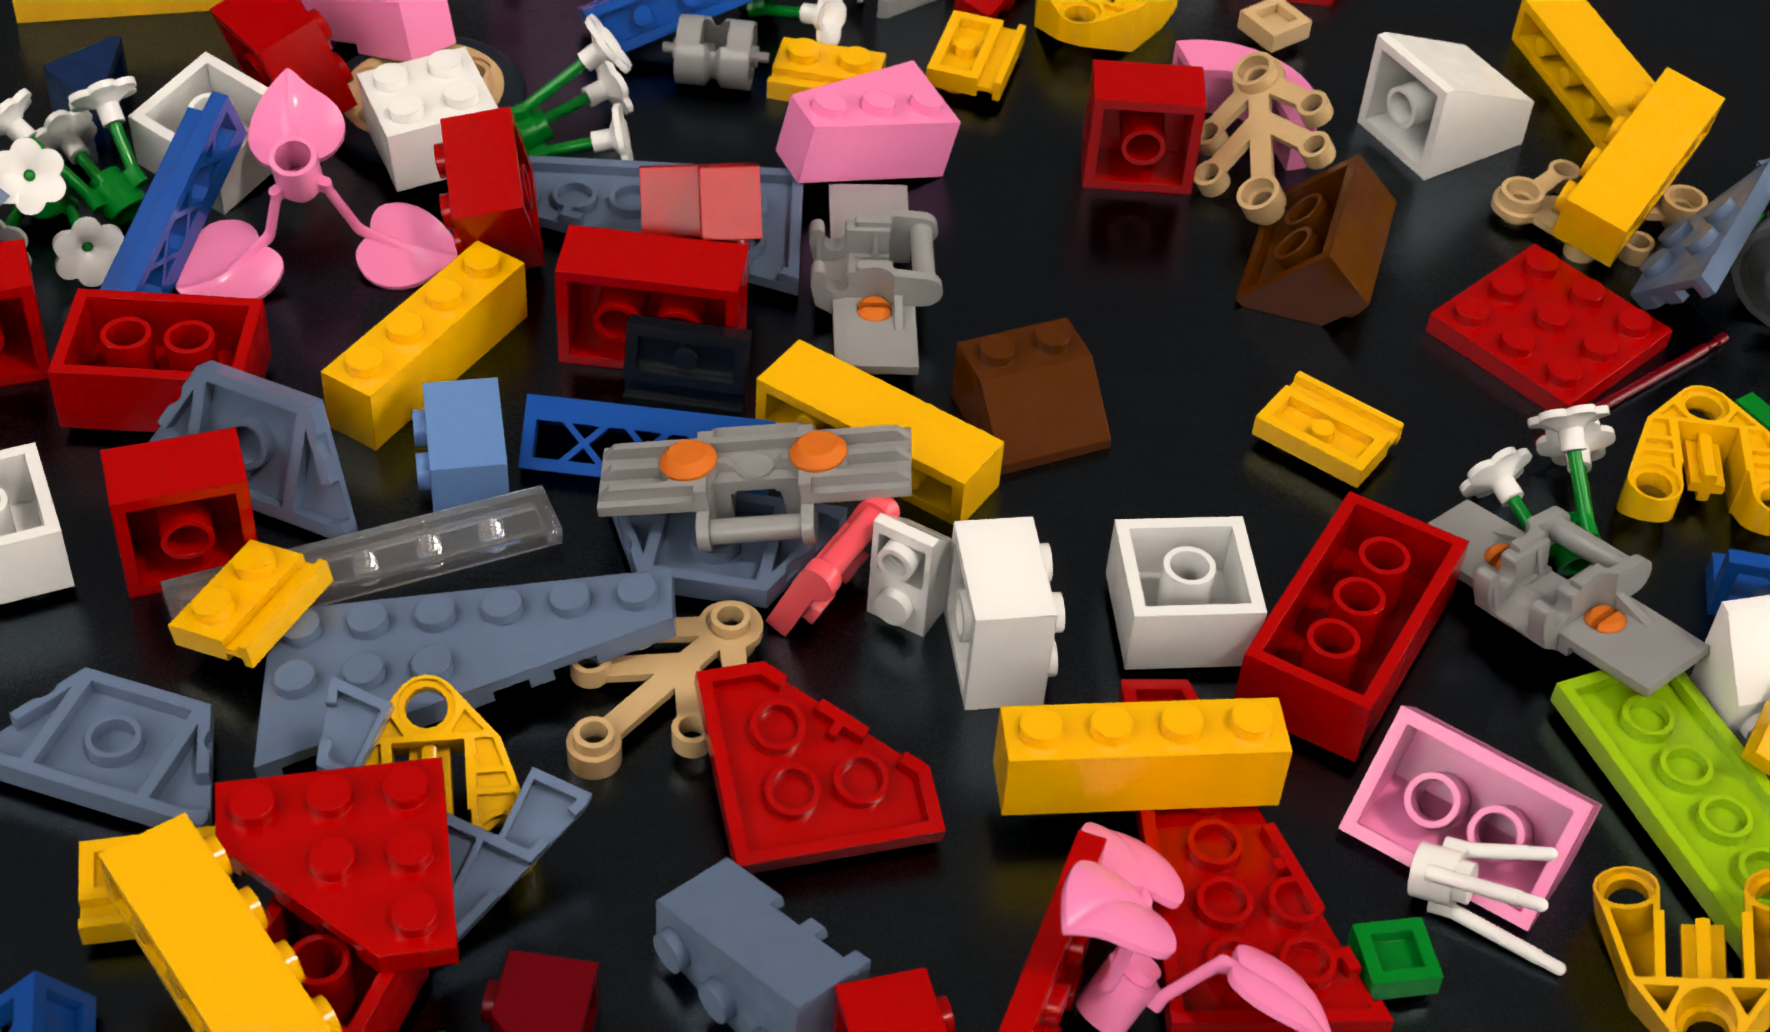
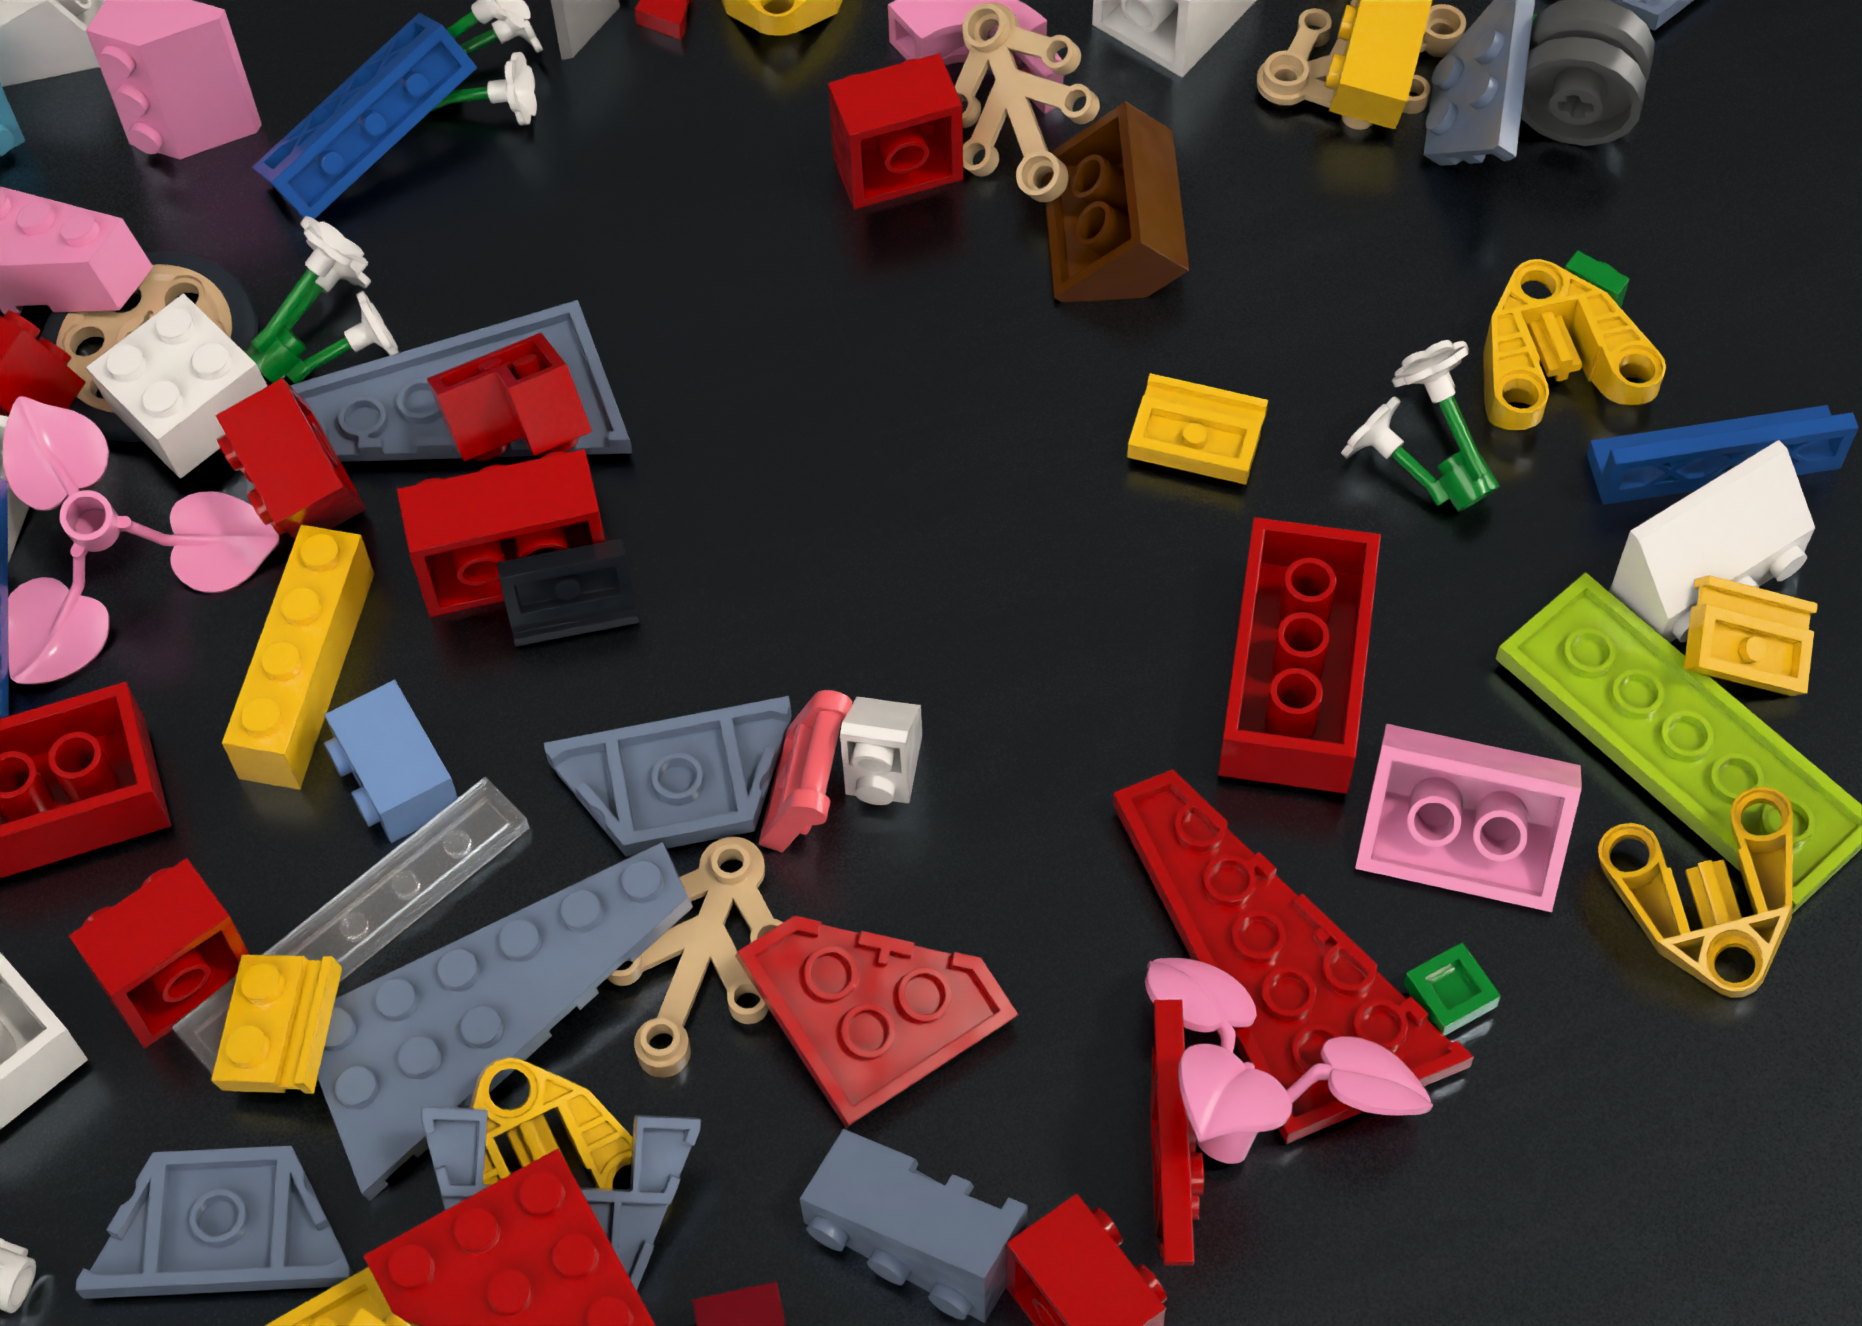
camera: 15 degrees left, 15 degrees up
(282, 441) = (221, 833): sand blue wing -> none
(611, 418) = (558, 667): blue fence -> none
(715, 52) = (424, 179): light grey wheel -> none
(789, 457) = (690, 690): light grey piece -> none
(810, 64) = (544, 160): yellow plate -> none
(857, 278) = (682, 420): light grey piece -> none
(868, 128) = (626, 229): bright pink wedge -> none
(951, 460) = (780, 594): yellow brick -> none
(975, 55) = (686, 83): yellow plate -> none
(1002, 612) = (983, 768): white brick -> none
(1033, 393) = (908, 498): reddish brown slope -> none
(1140, 756) = (1168, 882): yellow brick -> none
(1184, 591) = (1138, 677): white brick -> none
(1447, 877) = (1472, 897): white plant -> none
(1548, 330) = (1361, 228): red plate -> none
(1576, 615) = (1468, 569): light grey piece -> none
(1660, 373) = (1458, 269): dark red piece -> none

